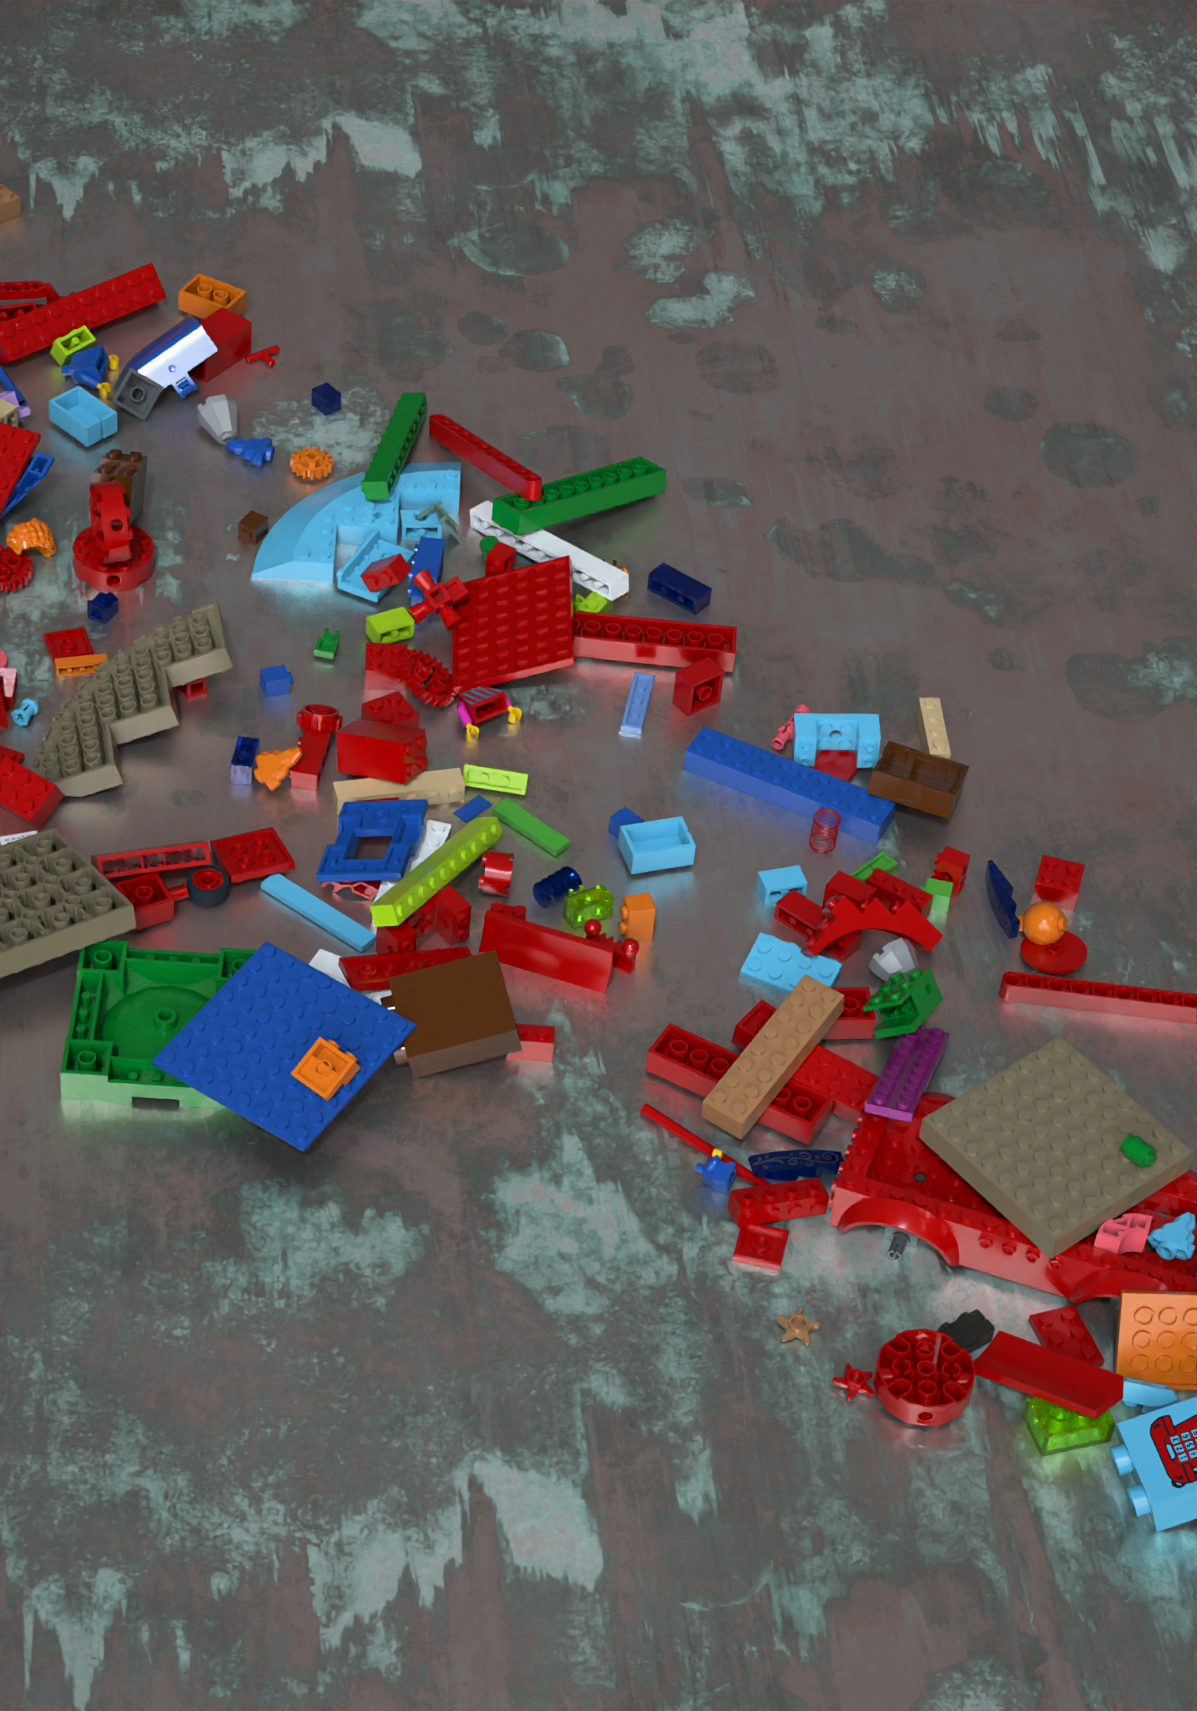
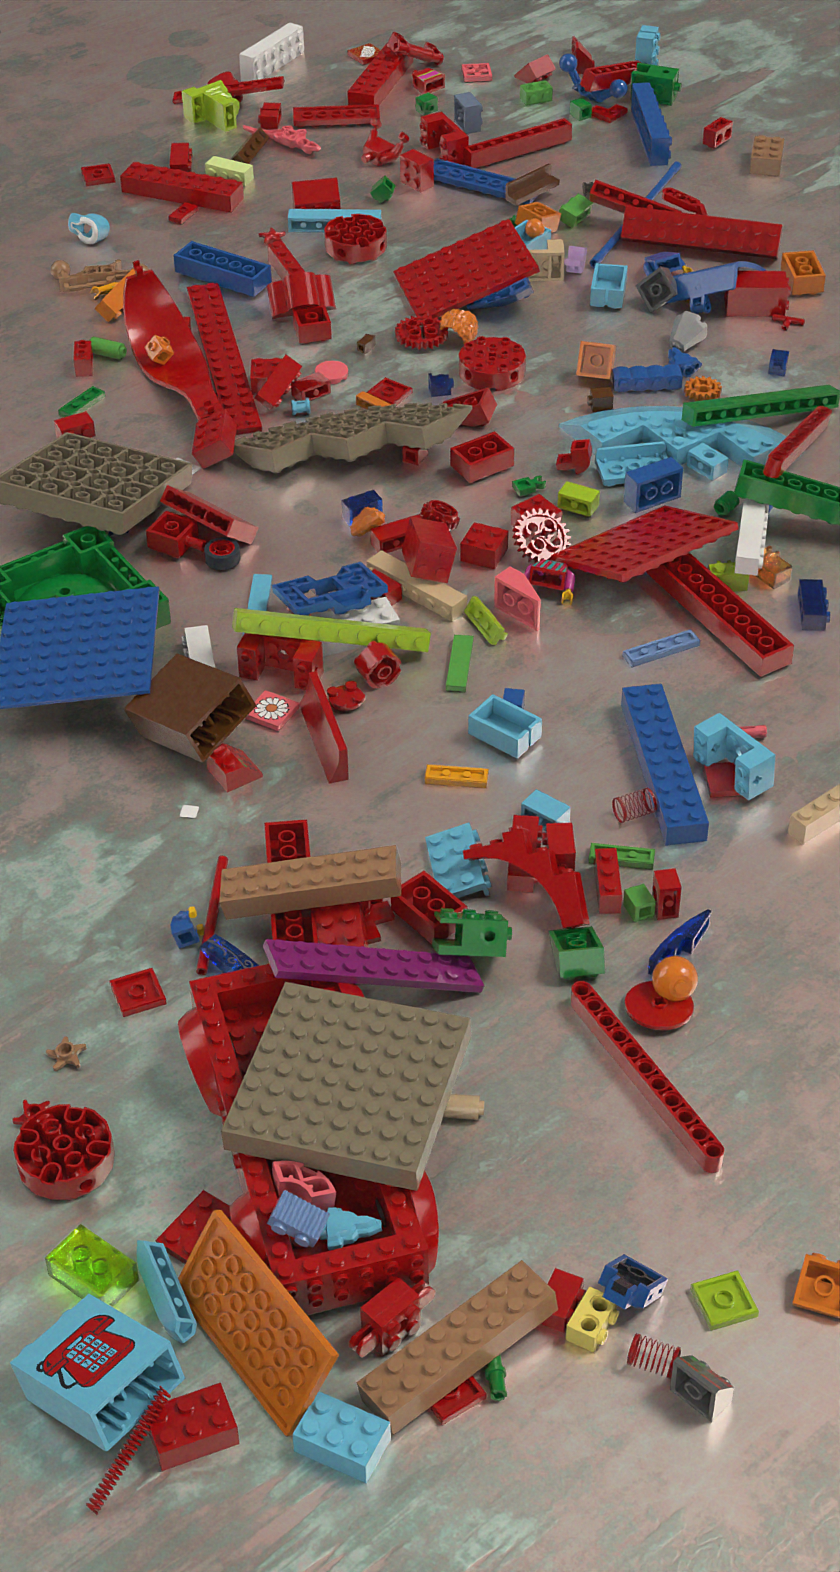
camera: 60 degrees right, 0 degrees up
(75, 341) = (673, 244): lime brick -> none
(110, 522) = (481, 326): red brick -> none
(127, 470) = (538, 323): reddish brown piece -> none
(162, 607) = (482, 404): none -> red slope
(202, 493) = (596, 360): none -> orange brick
(252, 855) = (272, 556): red plate -> none
(253, 483) = (643, 378): none -> blue brick
(258, 643) = (482, 457): none -> red brick
(275, 680) = (460, 482): blue brick -> none
(325, 1068) = (57, 669): orange plate -> none
(332, 591) = (578, 458): none -> red brick
(373, 971) = (260, 687): red plate -> none
(385, 572) = (616, 463): red brick -> none
(438, 599) = (620, 497): red brick -> none
(443, 517) = (721, 467): sand green piece -> none
(472, 808) = (448, 629): blue sticker -> none
(499, 739) = (517, 597): none -> coral slope
(500, 559) = (706, 503): red brick -> none
(554, 1099) = (189, 811): none -> white sticker
(556, 886) = (405, 703): clear blue piece -> none
(586, 905) = (397, 724): clear neon green brick -> none
(624, 955) = (367, 758): red gear -> none
(637, 917) = (410, 752): orange brick -> none
(678, 911) = (456, 776): none -> light orange tile
(698, 686) = (705, 661): red brick -> none
(778, 1202) = (172, 966): red brick -> none
(897, 956) = (524, 915): light grey cone -> none
(918, 779) = (748, 822): reddish brown tile -> none
(961, 959) = (577, 952): none -> green slope
(969, 1330) = (140, 1157): clear smoke brick -> none
(1050, 1375) = (114, 1227): red arch -> none
(1058, 882) = (740, 966): red brick -> none
(1138, 1151) = (363, 1128): green brick -> none
(1168, 1250) = (298, 1219): none -> medium blue brick

